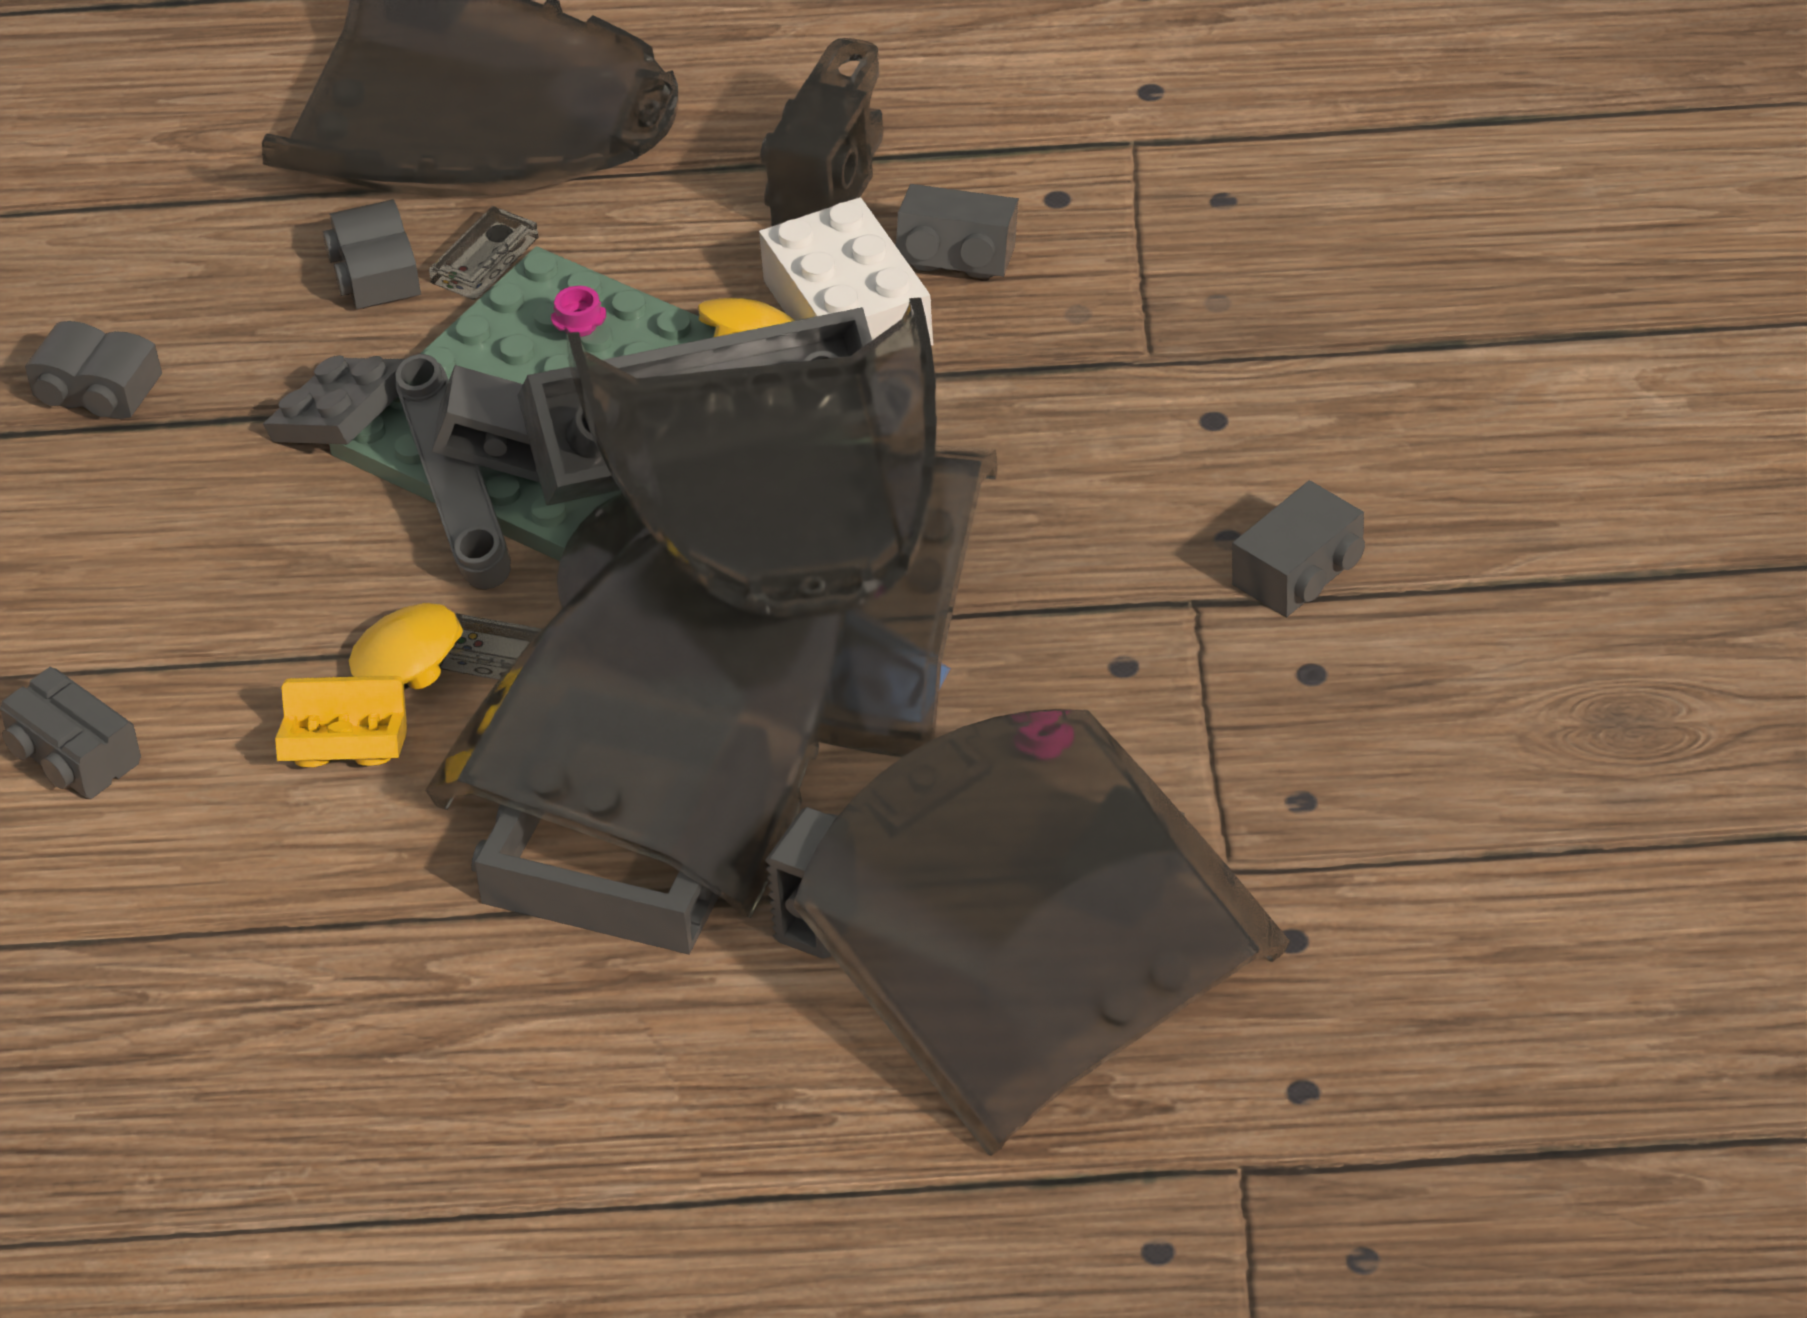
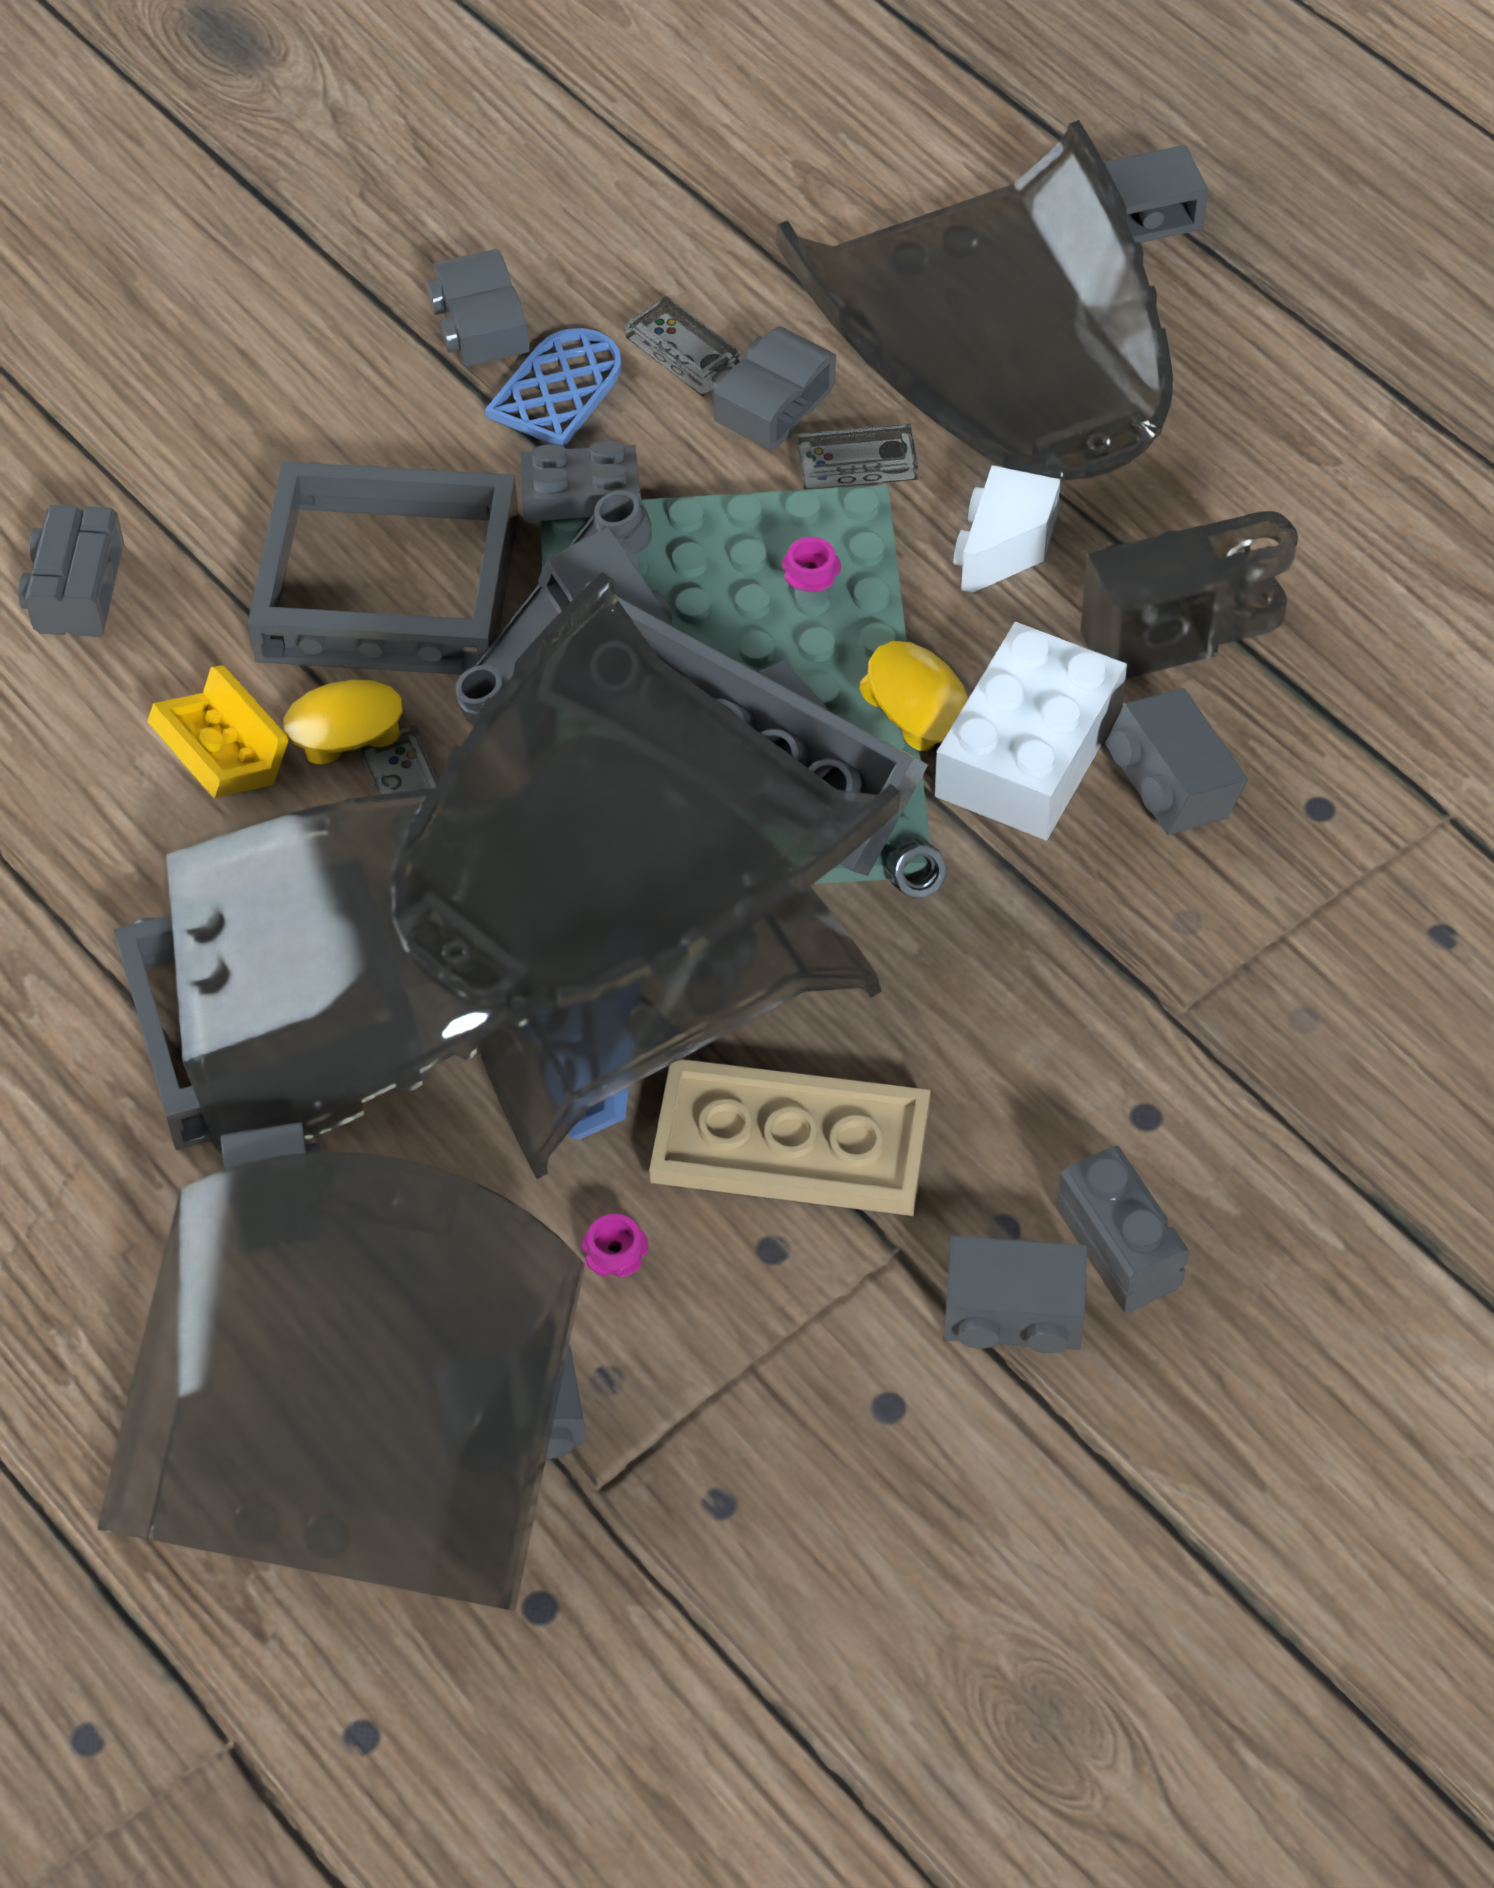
camera: 50 degrees right, 10 degrees up
(224, 413) = (498, 412): none -> medium blue window
(263, 286) = (682, 344): none -> clear smoke tile
(327, 607) = (381, 639): none -> dark grey window
(648, 202) = (1009, 527): none -> white slope
(1053, 596) = (791, 1136): none -> tan plate
(1286, 455) = (1122, 1228): none -> dark grey brick

